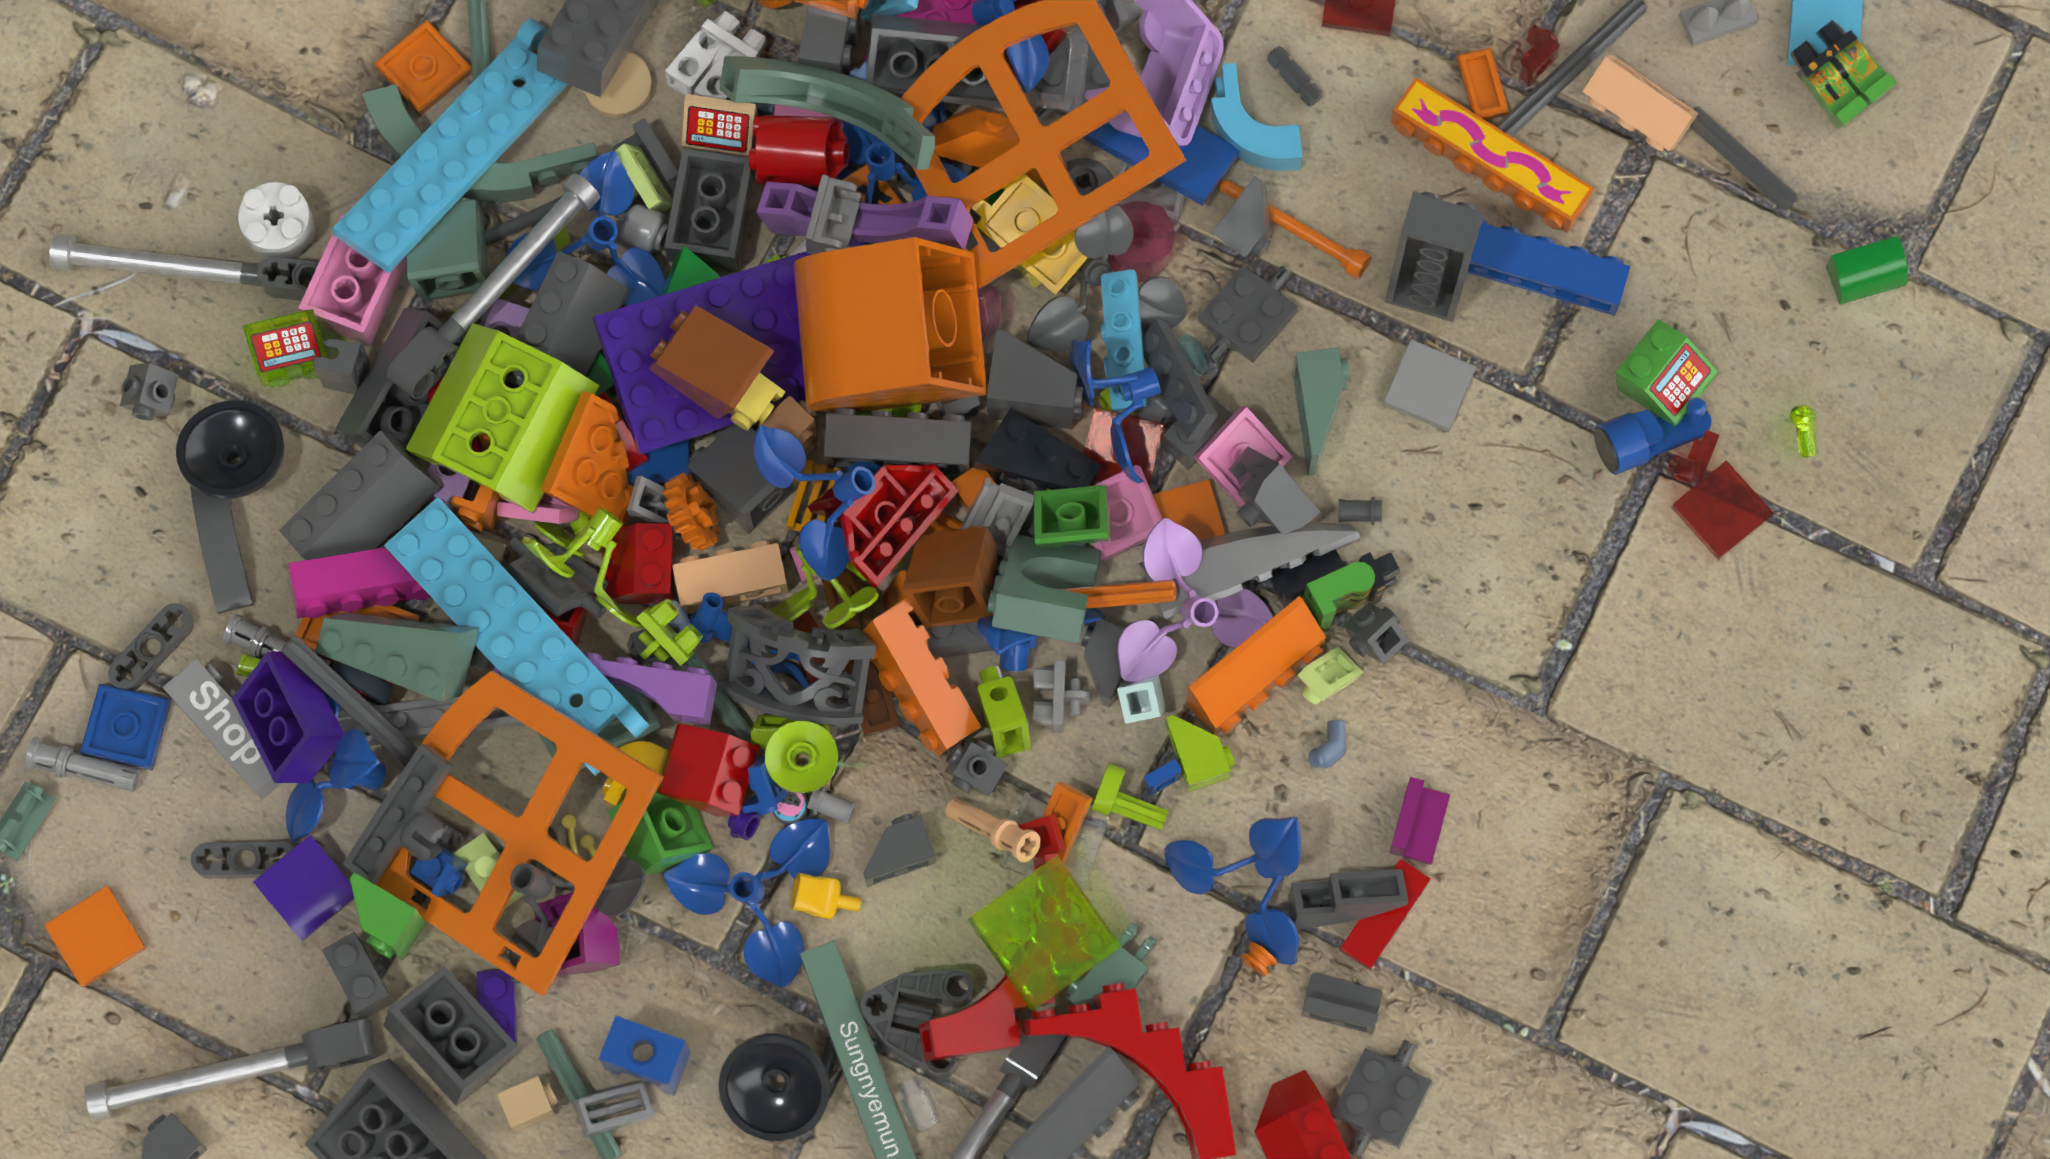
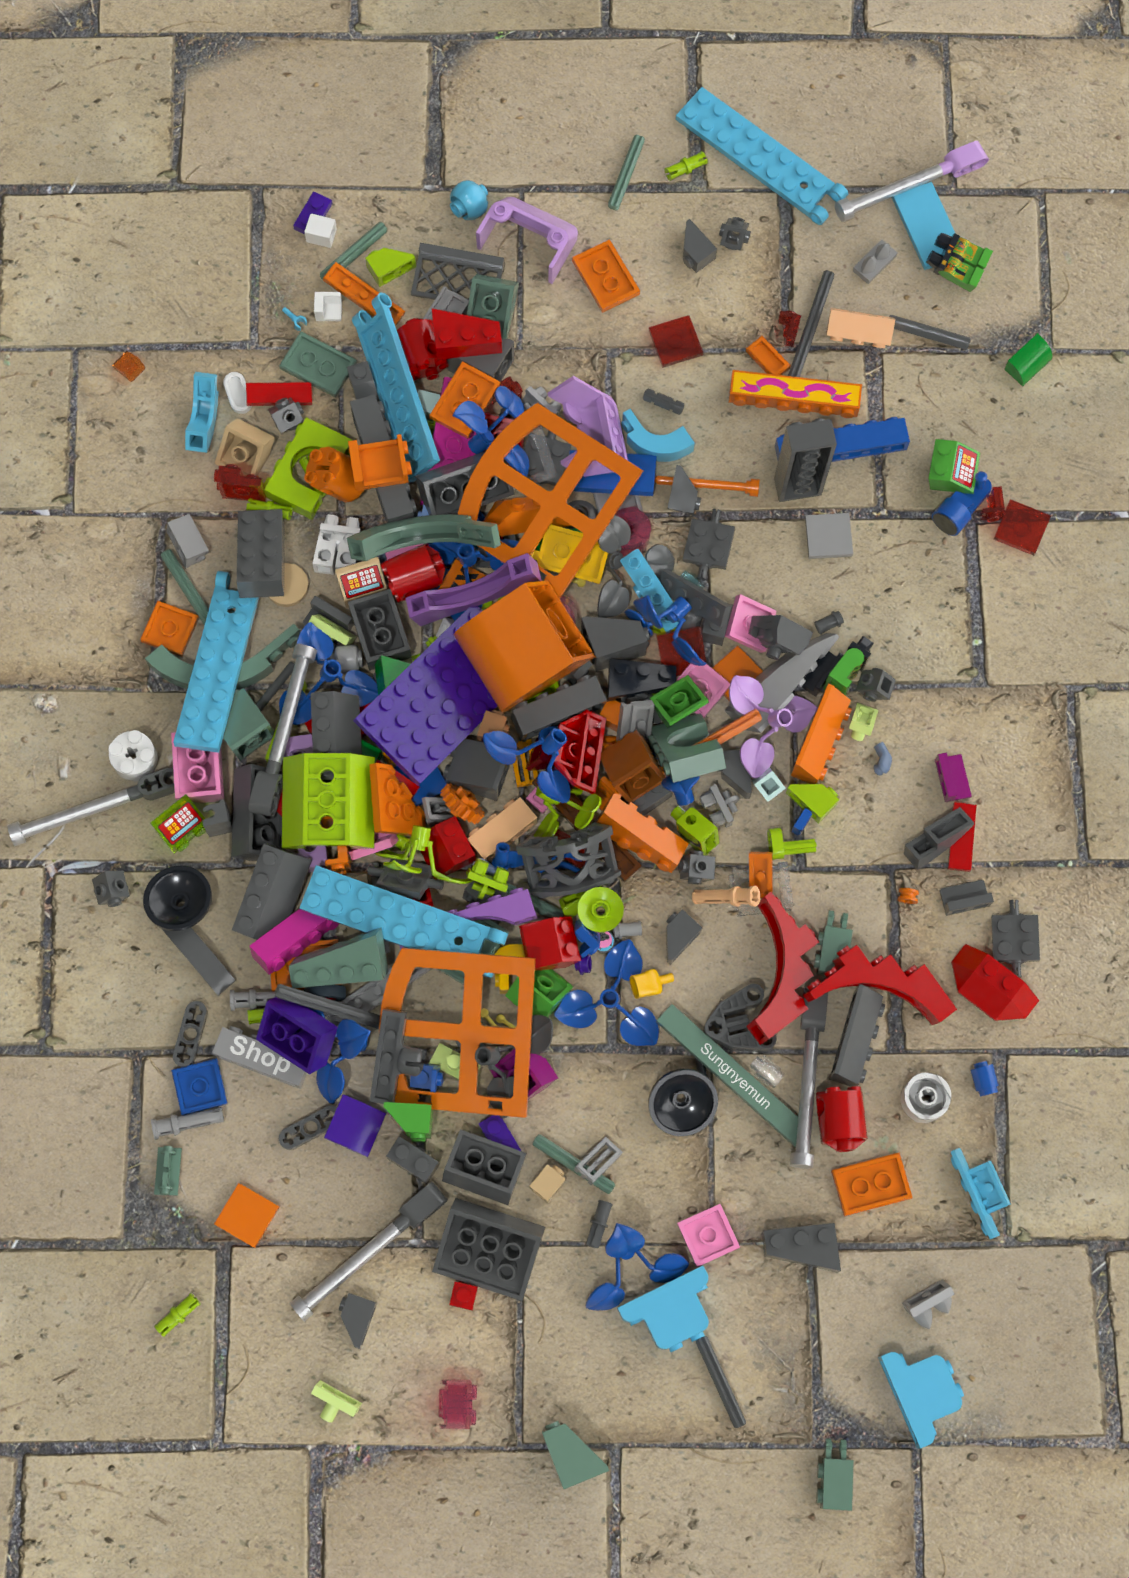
camera: 30 degrees left, 0 degrees up
(664, 1066) = (590, 1129): blue piece -> none
(709, 360) = (434, 712): dark orange slope -> none
(756, 402) = (468, 723): light yellow brick -> none
(832, 216) = (456, 599): light grey hinge -> none
(1044, 932) = (789, 939): clear neon green plate -> none
(1049, 833) = (757, 880): red plate -> none
(1276, 855) = (891, 828): blue plant -> none
(1318, 386) = (774, 569): sand green slope -> none
(1804, 420) = (1040, 457): clear neon green arm -> none

